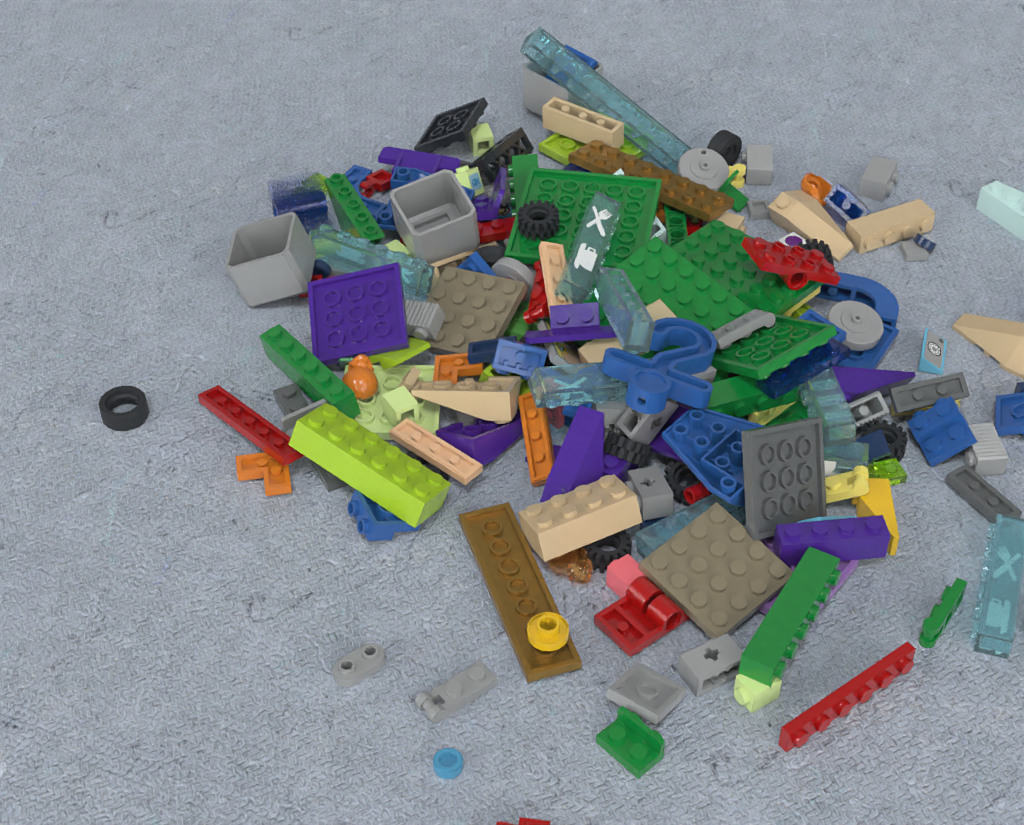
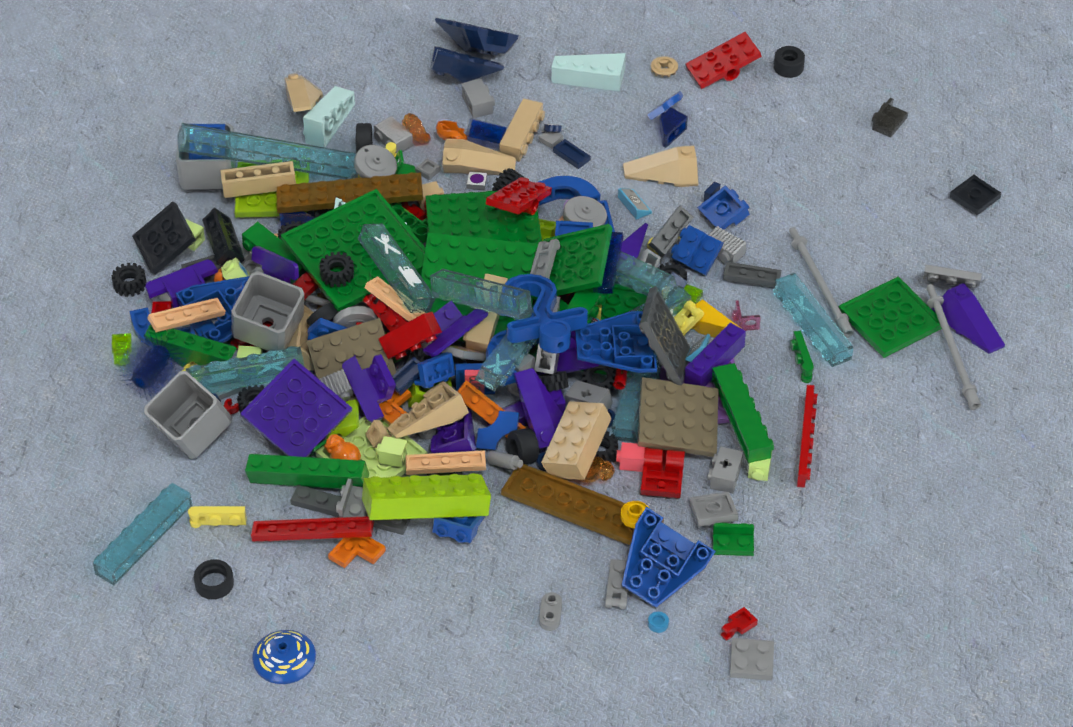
camera: 45 degrees left, 5 degrees up
(88, 517) = (286, 664): none -> blue dish
(124, 332) = (142, 533): none -> clear light blue brick
(197, 359) = (217, 515): none -> light yellow plate
(365, 180) = (186, 314): none -> light nougat tile
(387, 137) = (129, 287): none -> black tyre
(450, 336) = (370, 385): none -> dark purple plate
(496, 489) = (504, 460): none -> light grey cylinder
(515, 460) = (489, 437): none -> blue tile
(520, 697) = (661, 560): none -> blue wedge
(528, 311) = (410, 336): none -> red brick
(528, 488) = (523, 444): none -> black tyre
(705, 116) = (327, 116): none -> light aqua wedge
(712, 83) = (301, 92): none -> tan wedge
(782, 170) = (415, 127): none -> clear orange hair
(891, 140) = (462, 66): none -> dark blue wedge
(914, 526) = (741, 320): none -> clear pink bracket
(919, 275) = (571, 154): none -> dark blue tile
(940, 133) = (476, 38): none -> dark blue wedge

